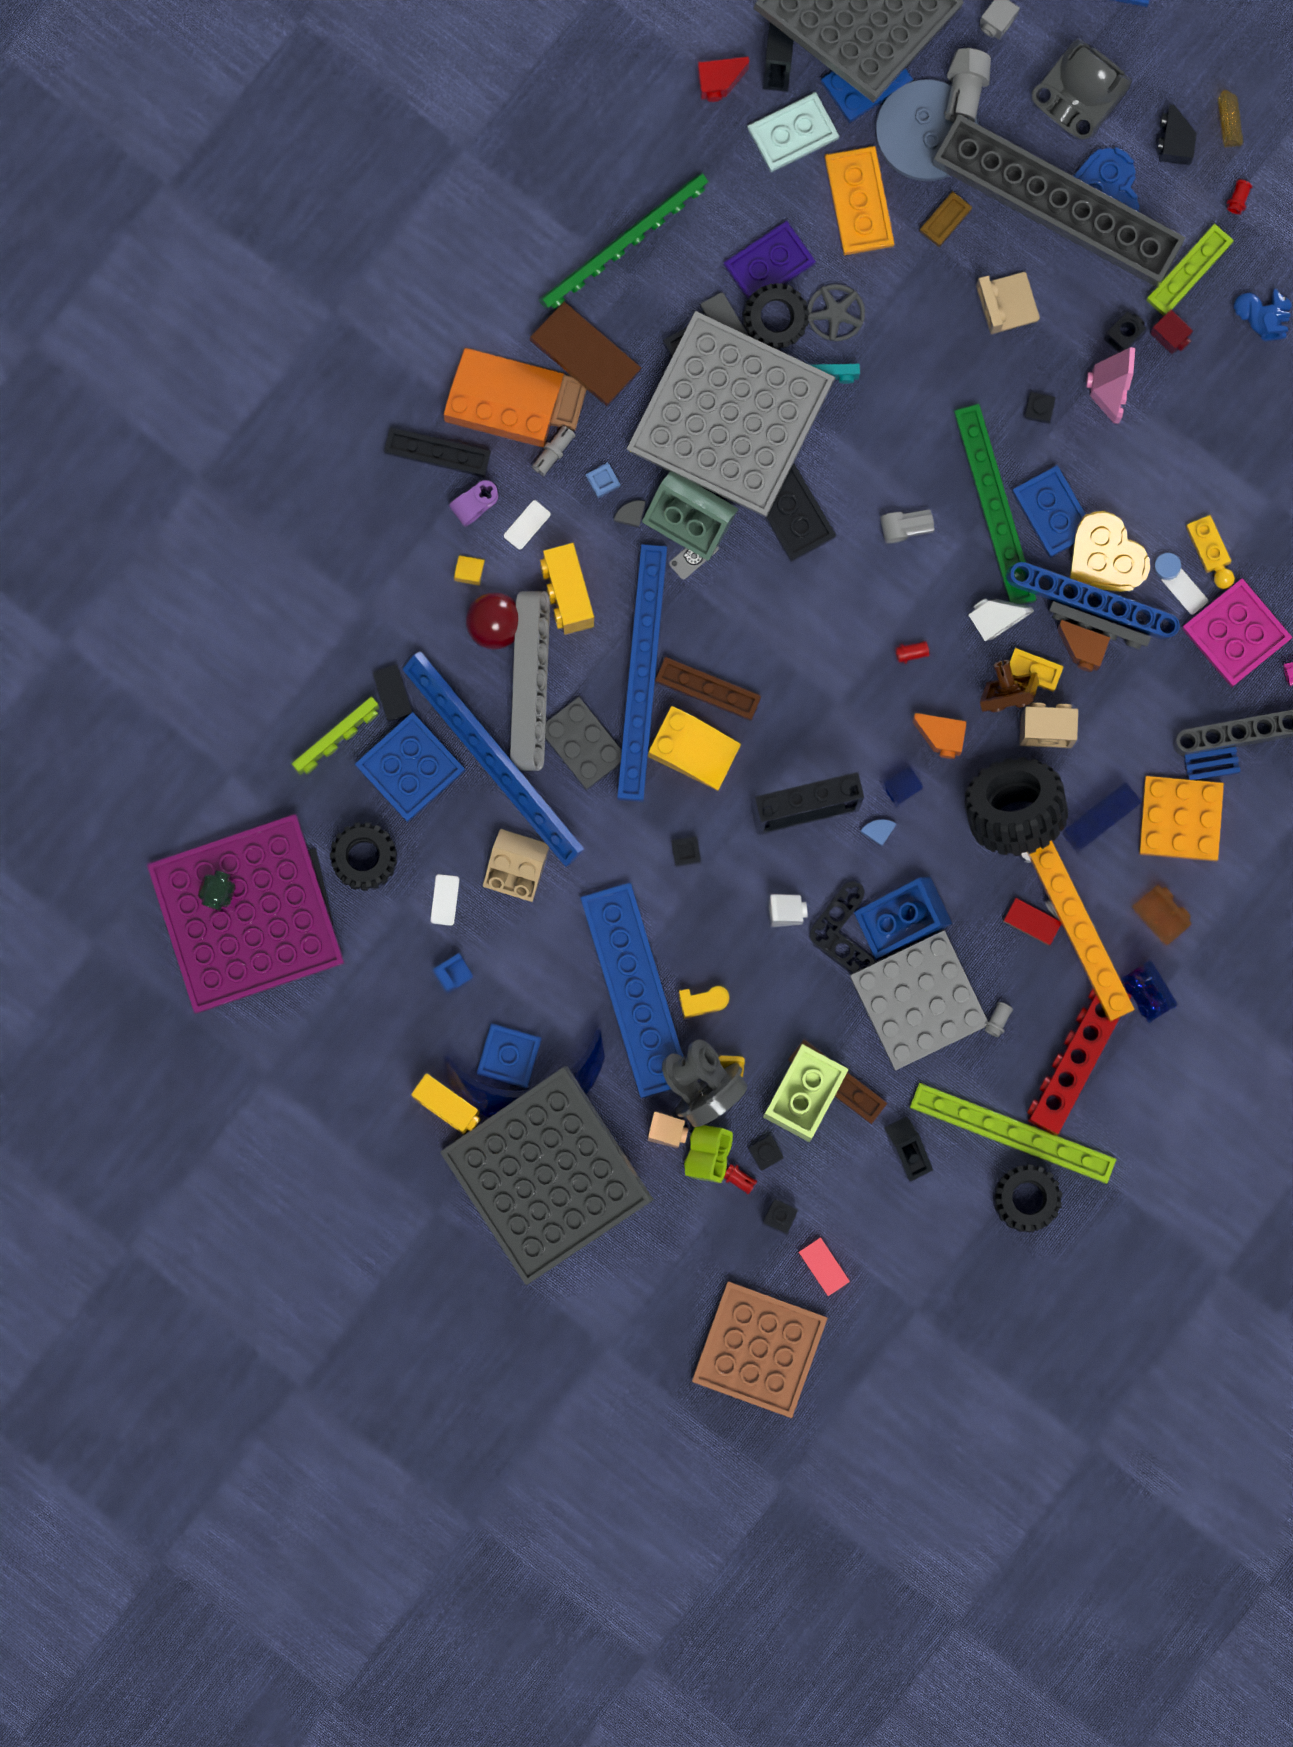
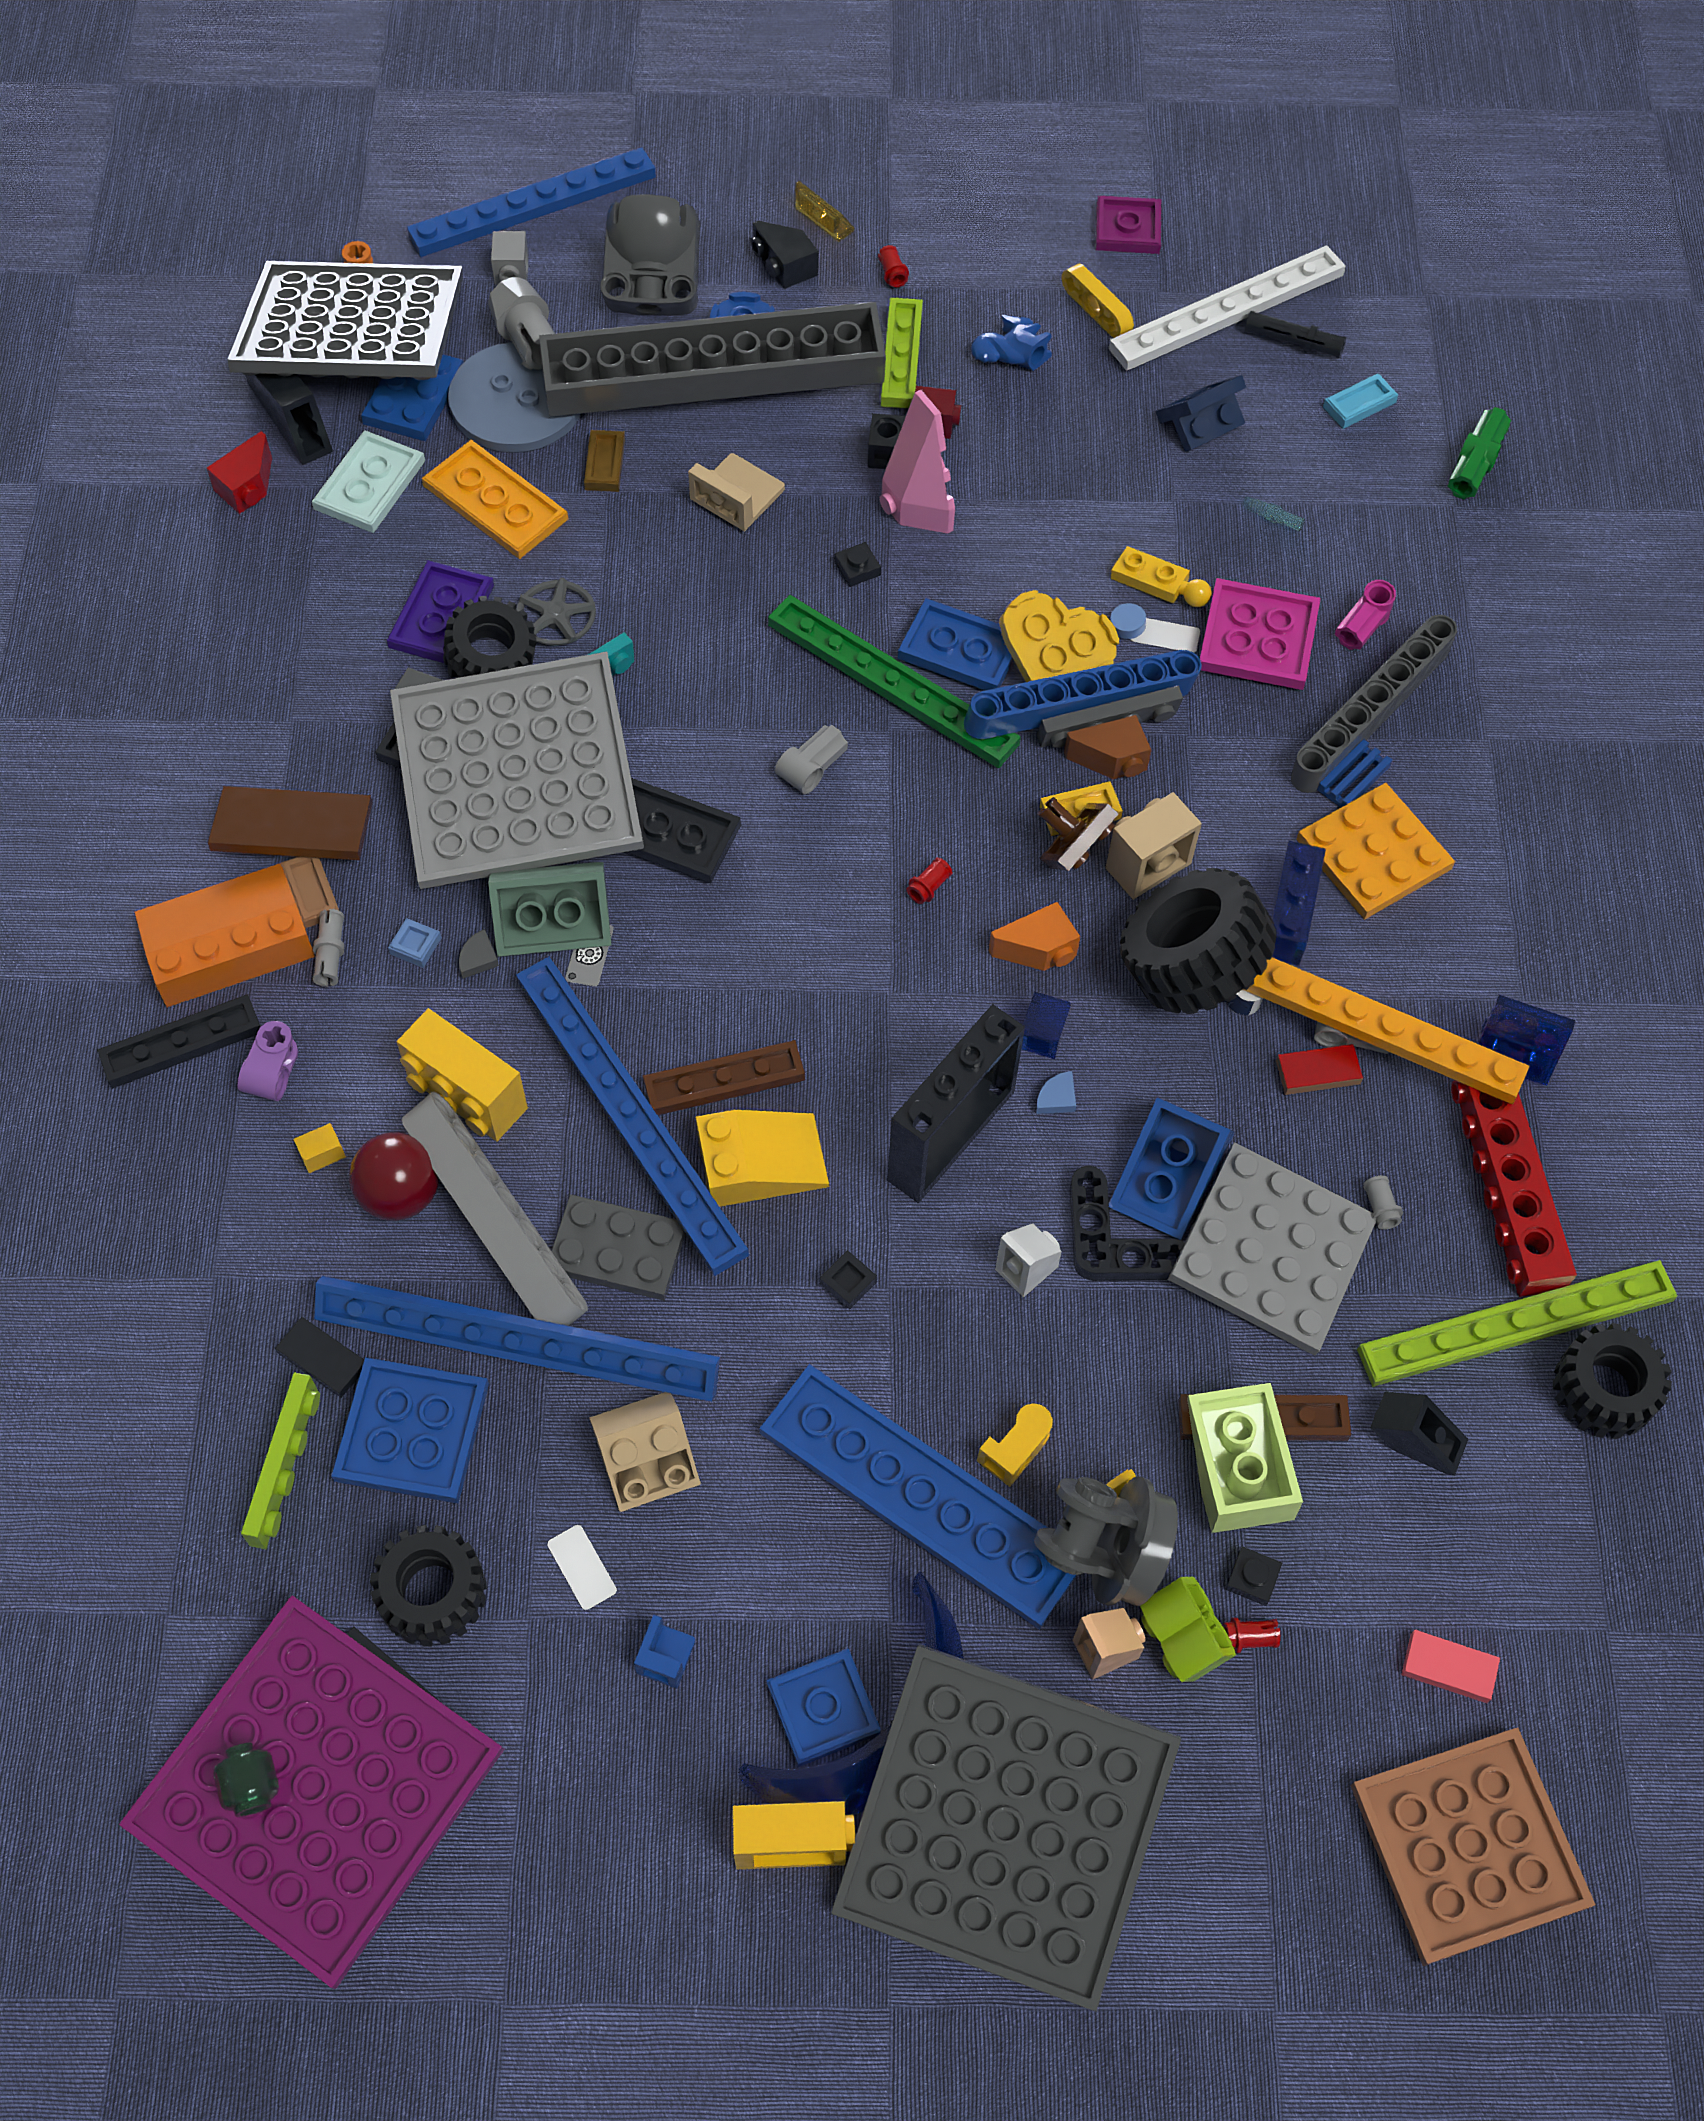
camera: 35 degrees left, 20 degrees down
(527, 524) = (356, 1051): white sticker -> none
(632, 235) = (246, 699): green plate -> none
(780, 1217) = (1345, 1641): black brick -> none
(997, 616) = (994, 775): white slope -> none
(1162, 914) = (1452, 957): clear orange bracket -> none

